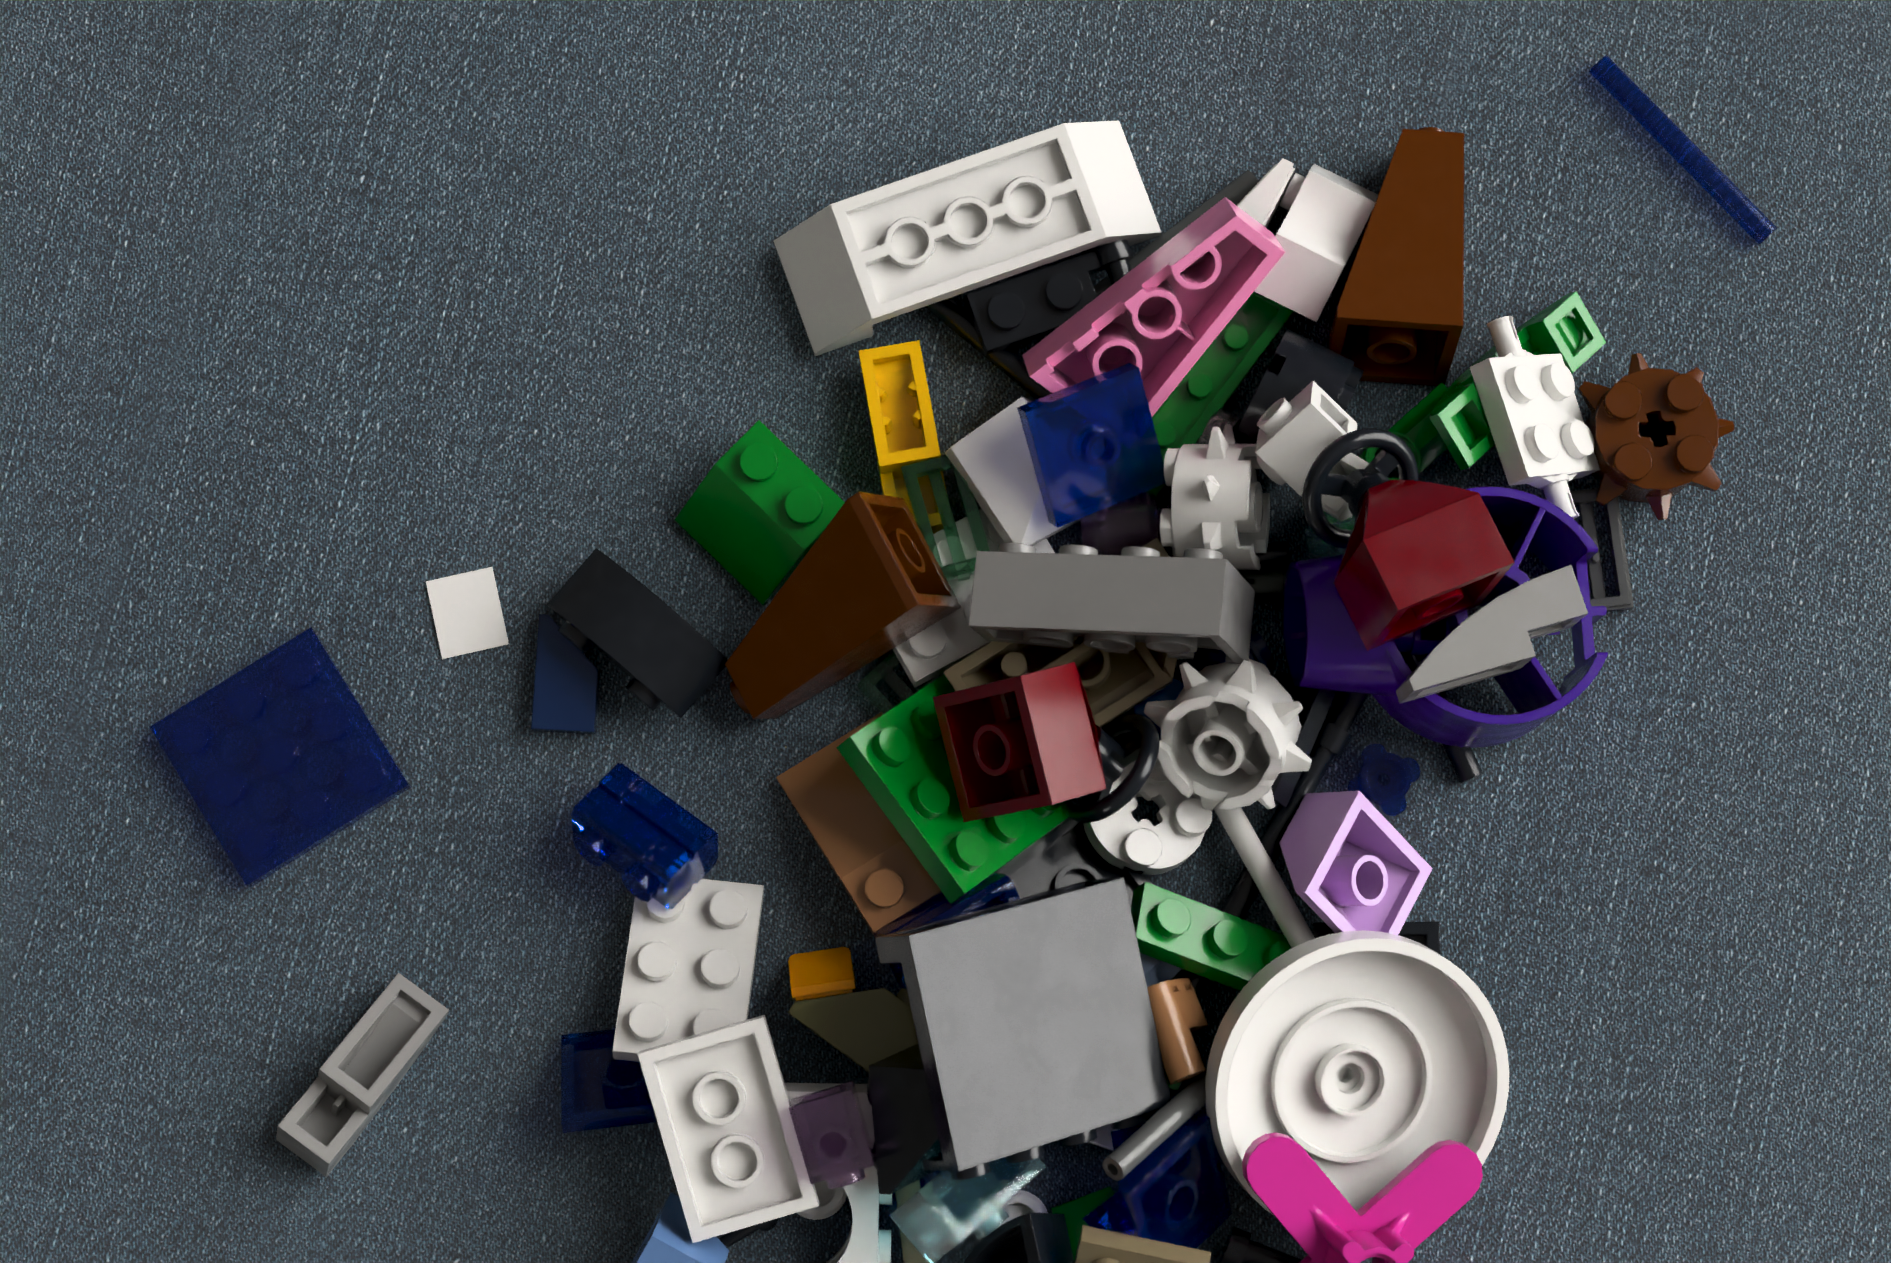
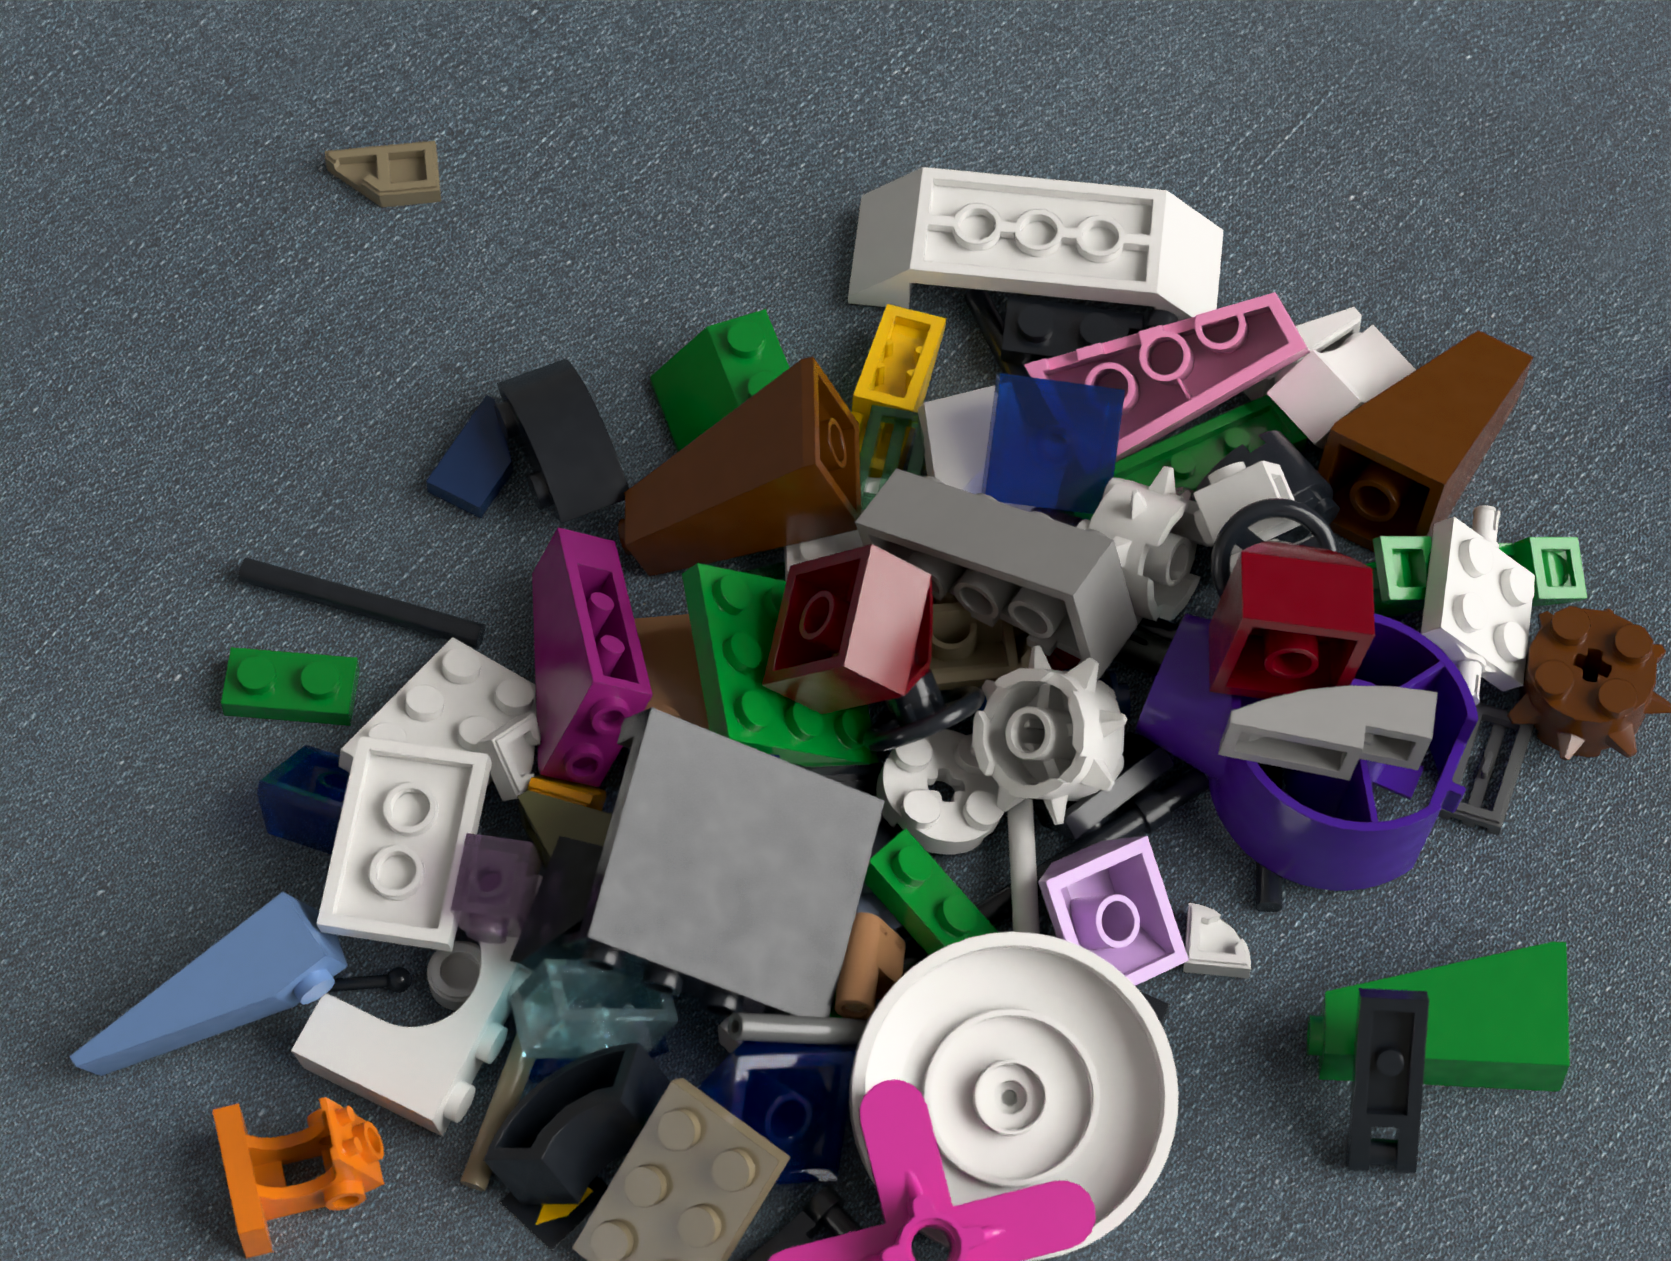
camera: 30 degrees right, 20 degrees down
(280, 757) = (196, 413): clear blue plate -> none
(323, 420) = (390, 172): none -> dark tan tile
(361, 1075) = (107, 690): light grey slope -> none
(467, 612) = (425, 375): white sticker -> none
(505, 879) = (361, 602): none -> black bar
(517, 987) = (290, 686): none -> green plate
(643, 837) = (472, 599): clear blue brick -> none
(759, 973) = (512, 754): none -> white tile
(776, 845) = (585, 657): none -> magenta slope
(1400, 772) = (1189, 851): clear blue plate -> none
(1442, 836) = (1214, 945): none -> white tile
(1661, 911) = (1387, 1078): none -> black plate
(1692, 813) = (1488, 1026): none -> green slope

